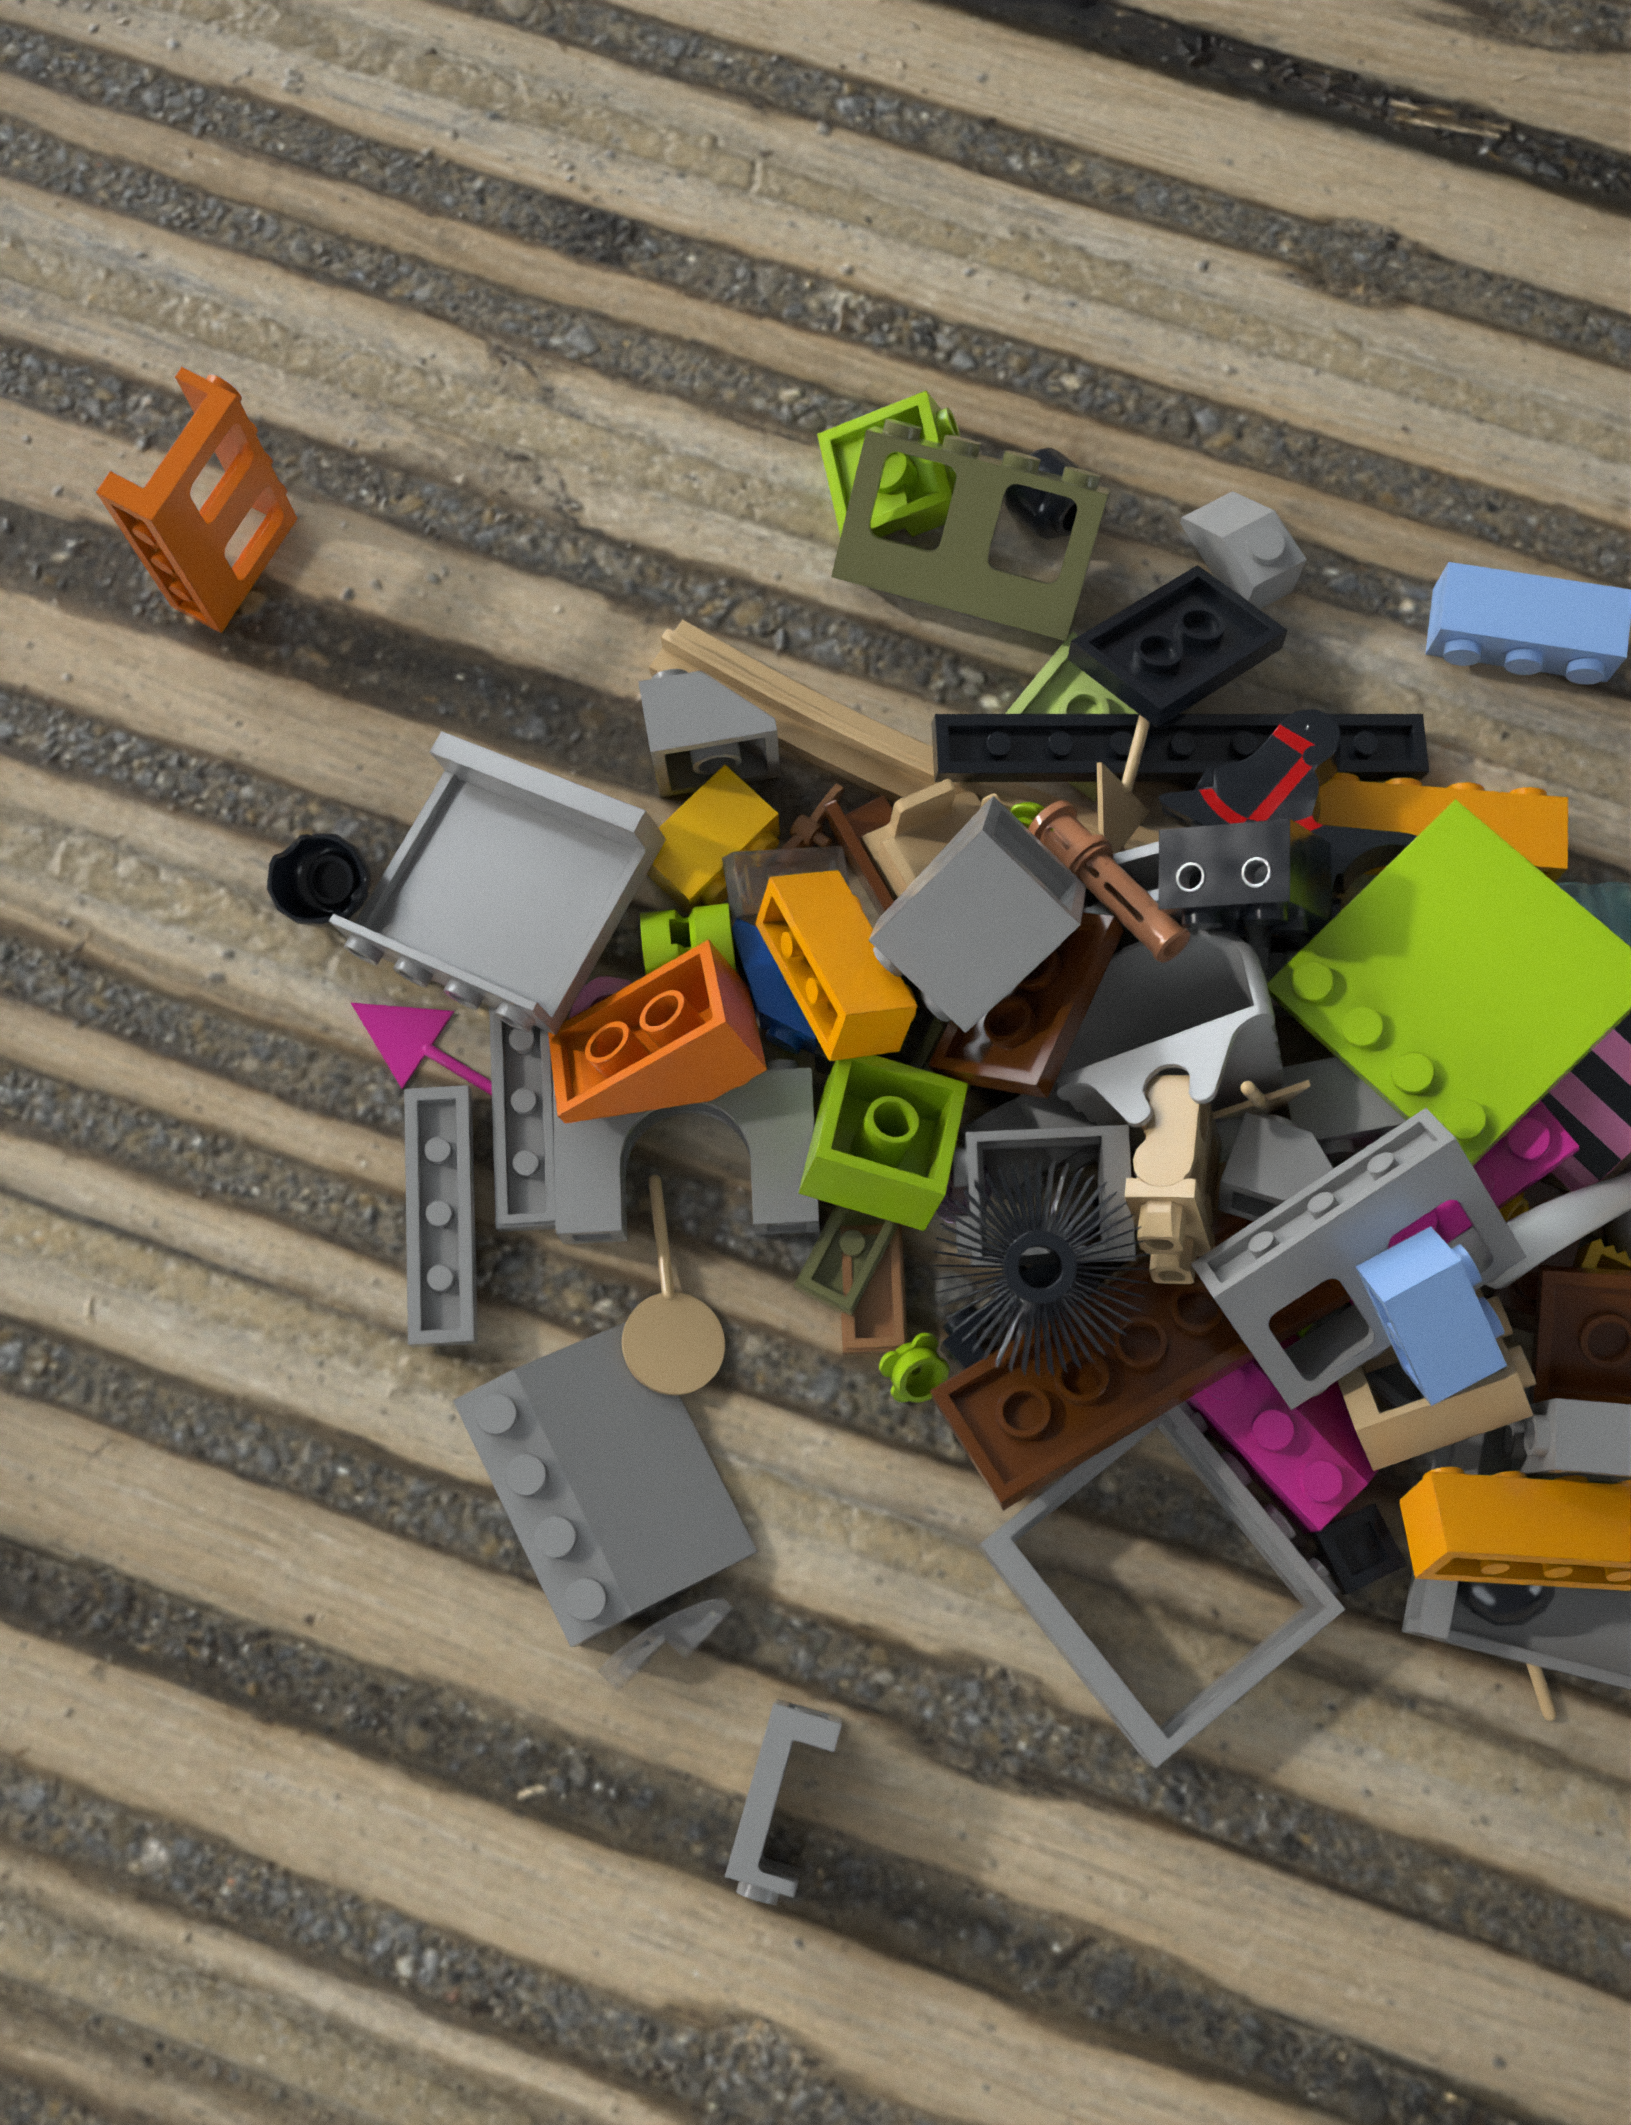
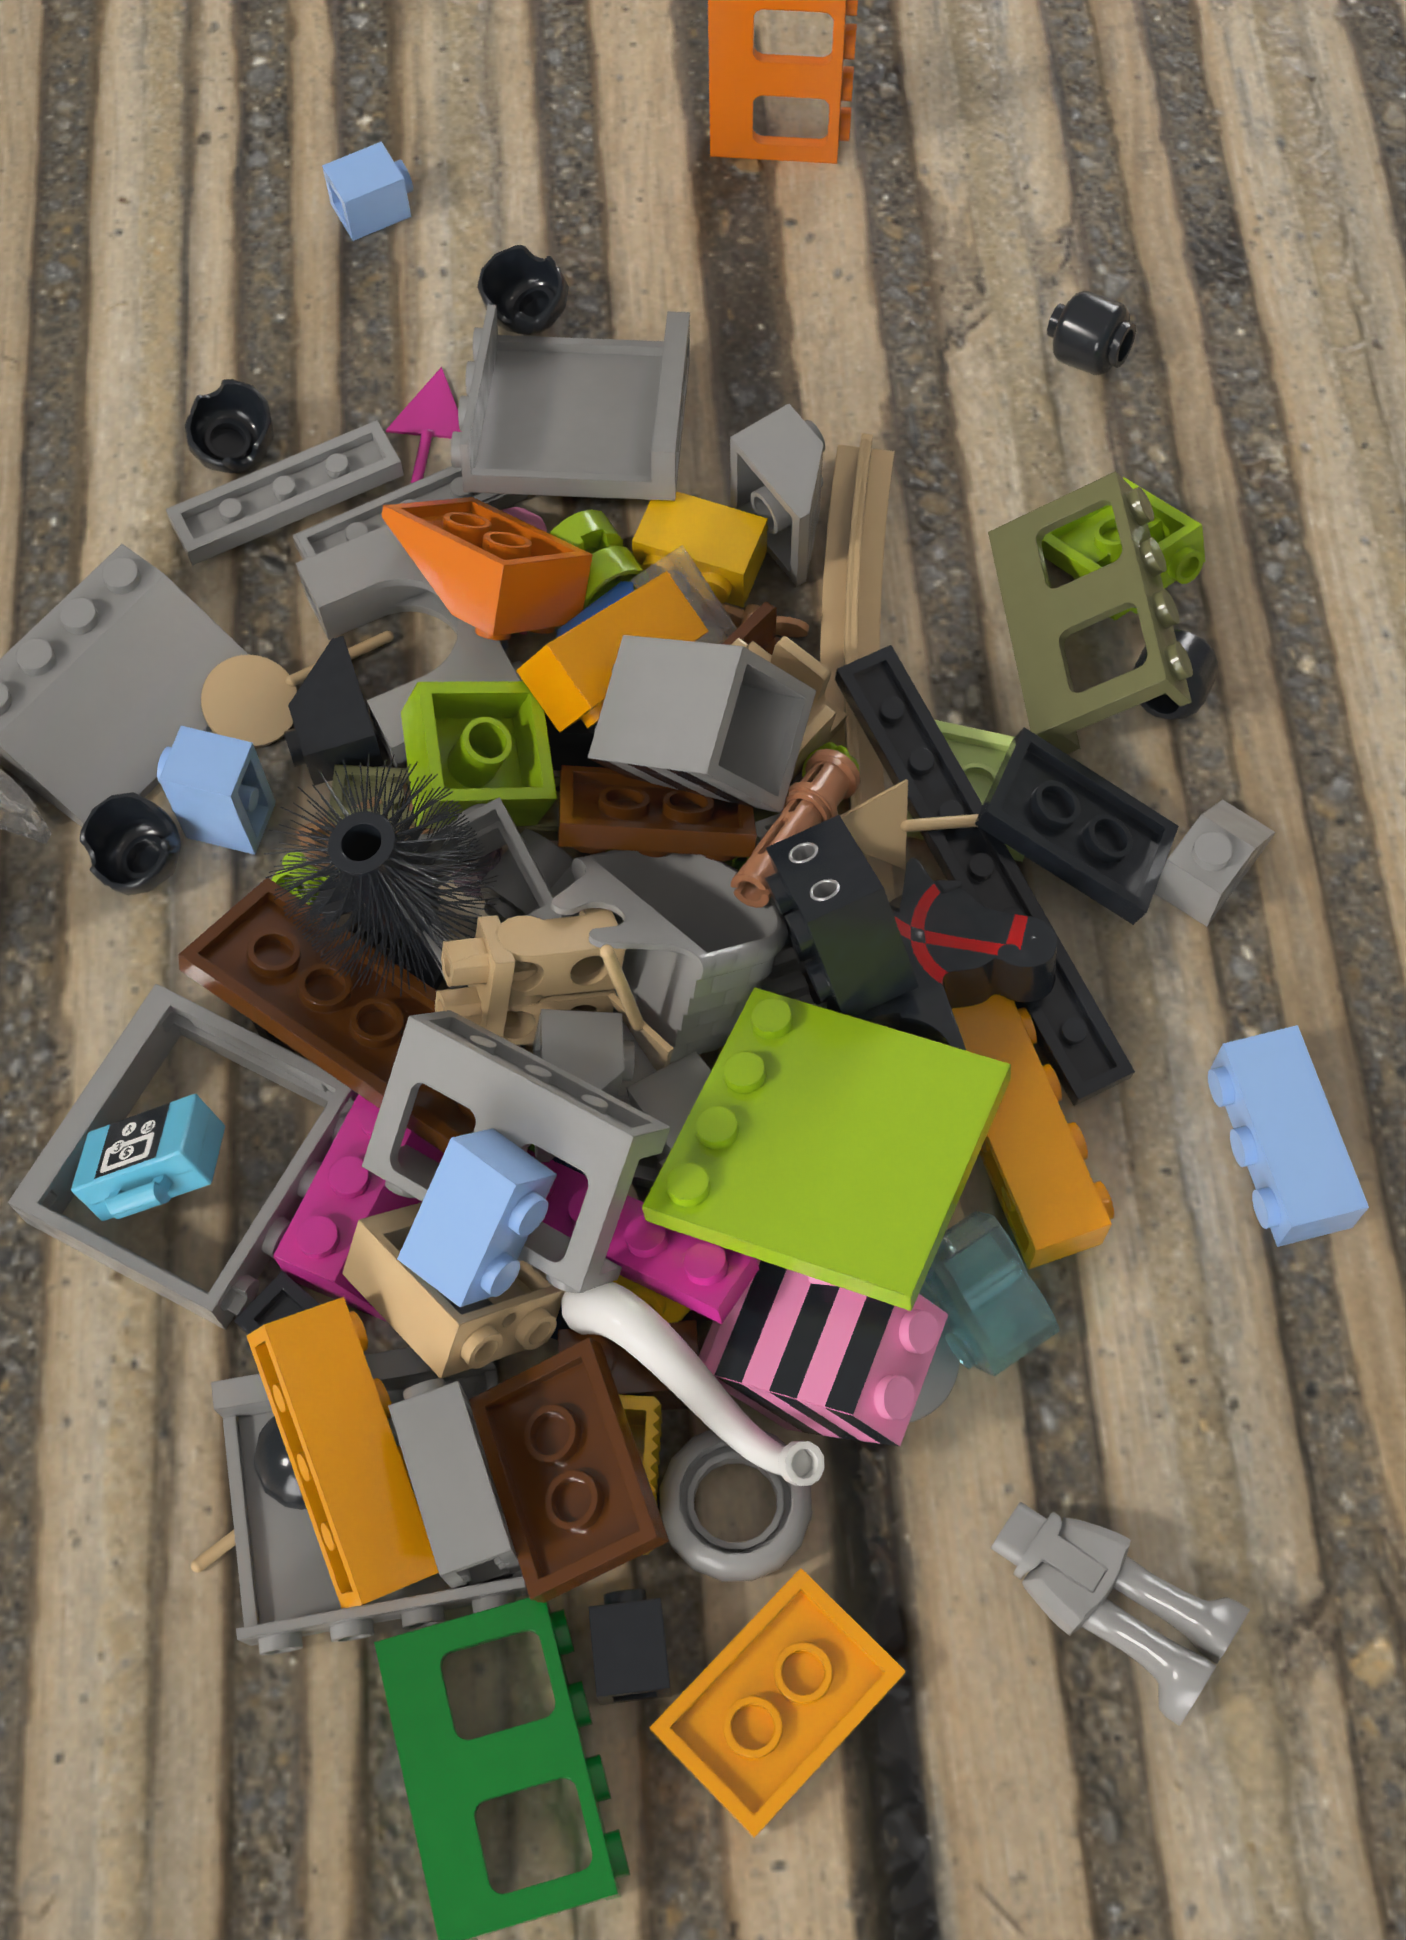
camera: 65 degrees right, 10 degrees down
(95, 985) = (368, 190): none -> light blue brick
(339, 1241) = (230, 427): none -> black hair
(645, 383) = (1091, 333): none -> black head
(741, 1265) = (331, 717): none -> black slope
(788, 1408) = (216, 789): none -> light blue brick
(801, 1517) = (131, 843): none -> black hair
(1177, 1615) = (148, 1158): none -> medium azure piece

